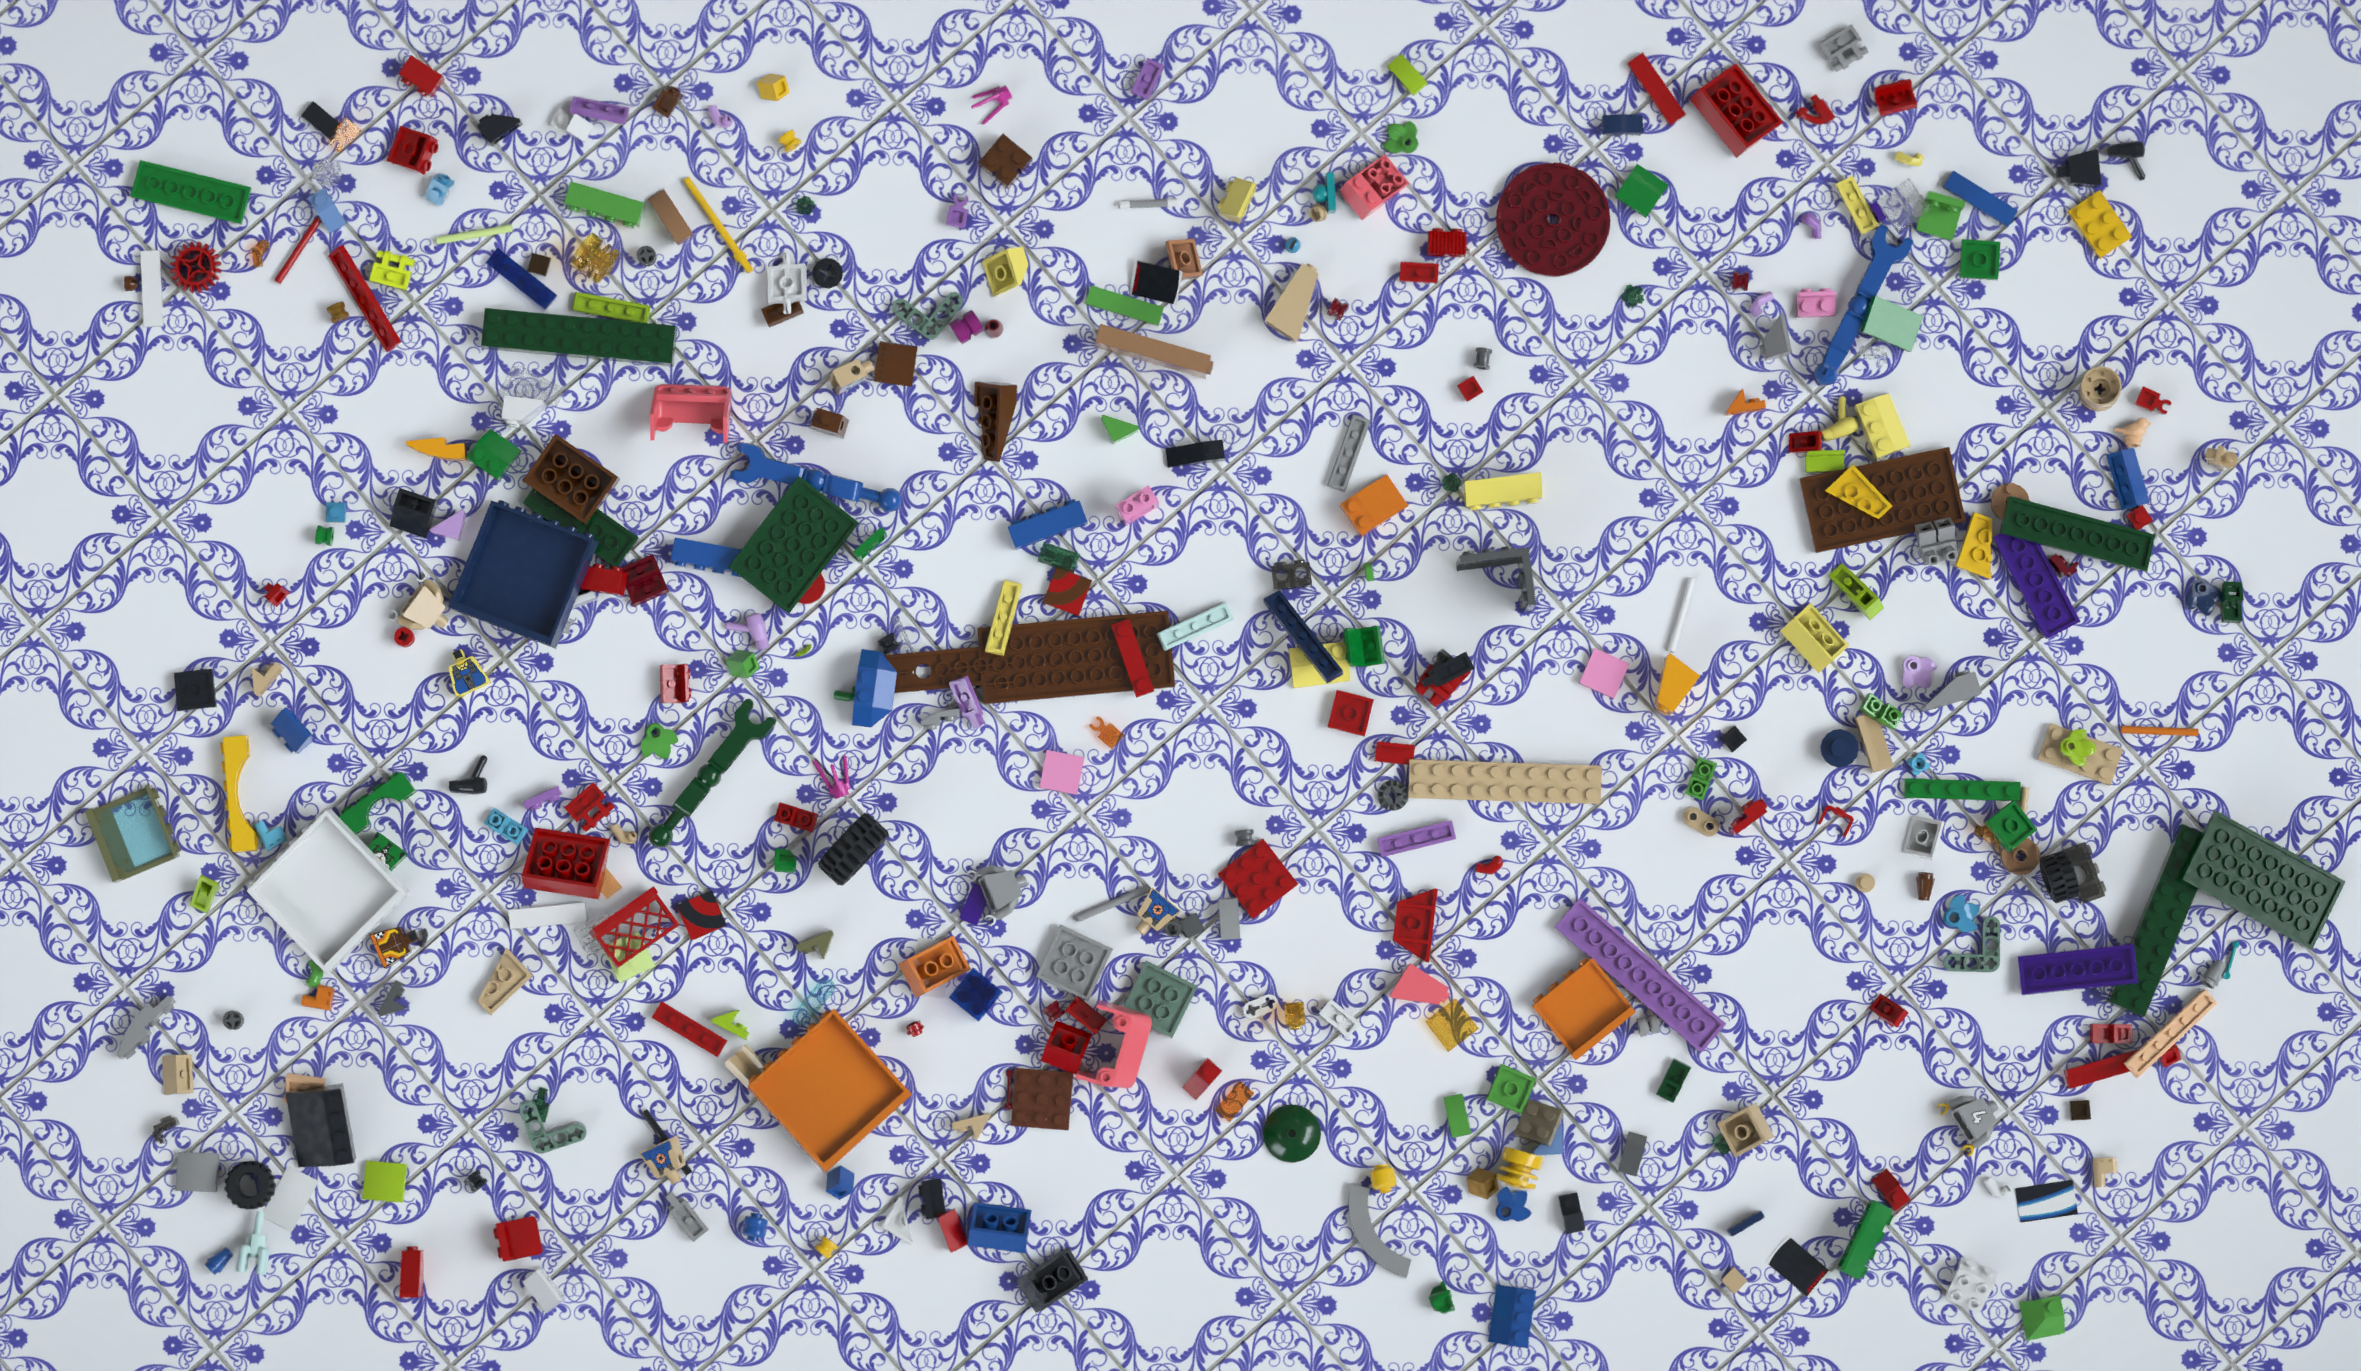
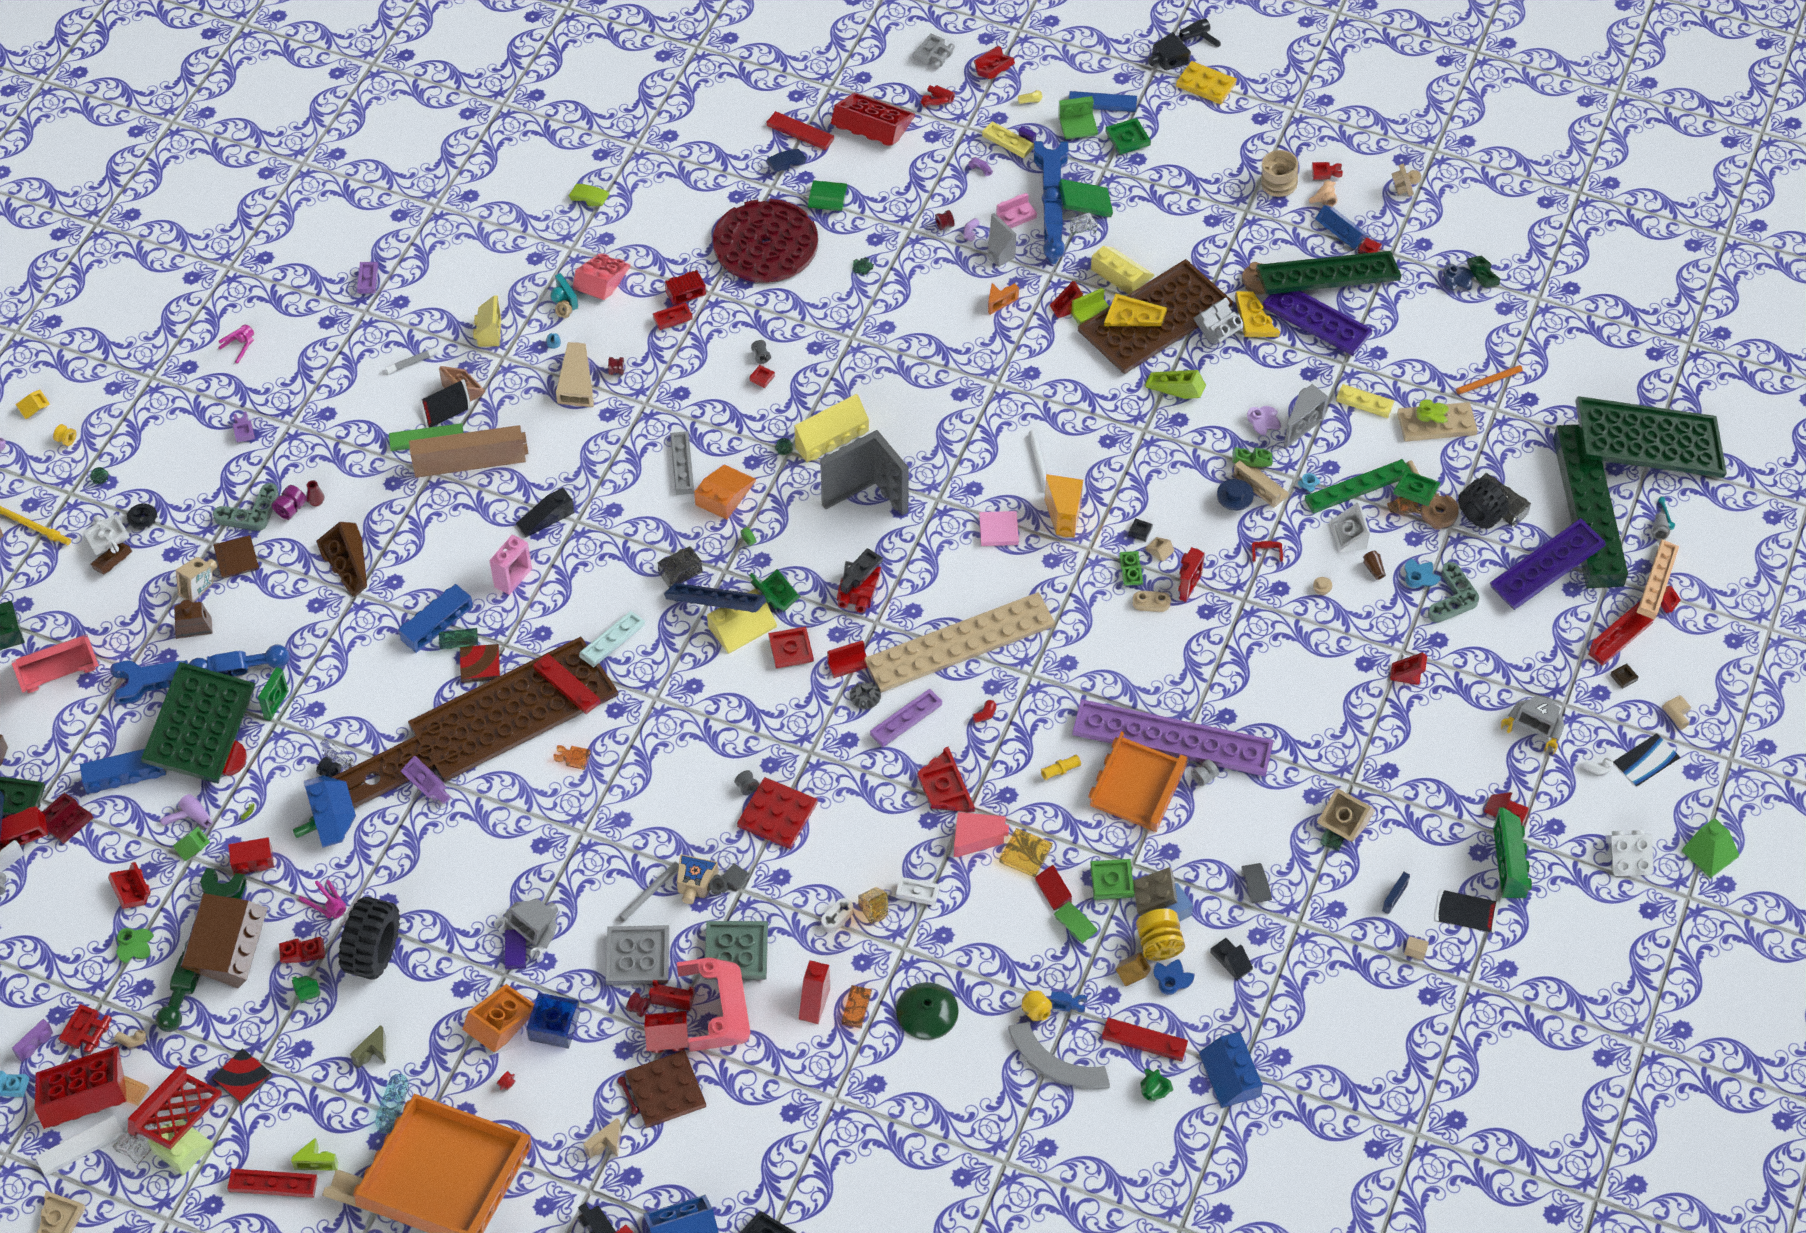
camera: 25 degrees left, 30 degrees down
(734, 782) = (224, 938): none -> reddish brown slope
(788, 703) = (251, 856): none -> red brick
(934, 720) = (400, 811): light grey slope -> none
(1003, 618) = (429, 702): light yellow tile -> none
(1005, 159) = (272, 371): reddish brown piece -> none
(1006, 270) = (304, 448): light yellow slope -> none
(1061, 772) = (545, 805): bright pink tile -> none
(1118, 429) = (465, 522): bright green slope -> none
(1229, 918) = (767, 853): light grey slope -> none
(1399, 136) = (608, 237): bright green plate -> none
(1407, 1183) = (1065, 1002): none -> blue plate
(1456, 1072) = (1053, 888): none -> red slope
(1458, 1250) = (1145, 1039): none -> red plate
(1525, 956) = (1060, 767): none -> yellow pin
(1673, 1080) = (1255, 807): dark green slope -> none
(1740, 768) = (1160, 548): none -> tan slope
(1814, 638) = (1161, 430): light yellow slope -> none
(1843, 427) = (1090, 280): light yellow piece -> none
(1903, 205) = (1047, 124): clear slope -> none
(2026, 697) = (1365, 401): none -> light yellow plate
(2060, 567) = (1332, 300): dark red bracket -> none
(2111, 1033) = (1609, 607): slope -> none

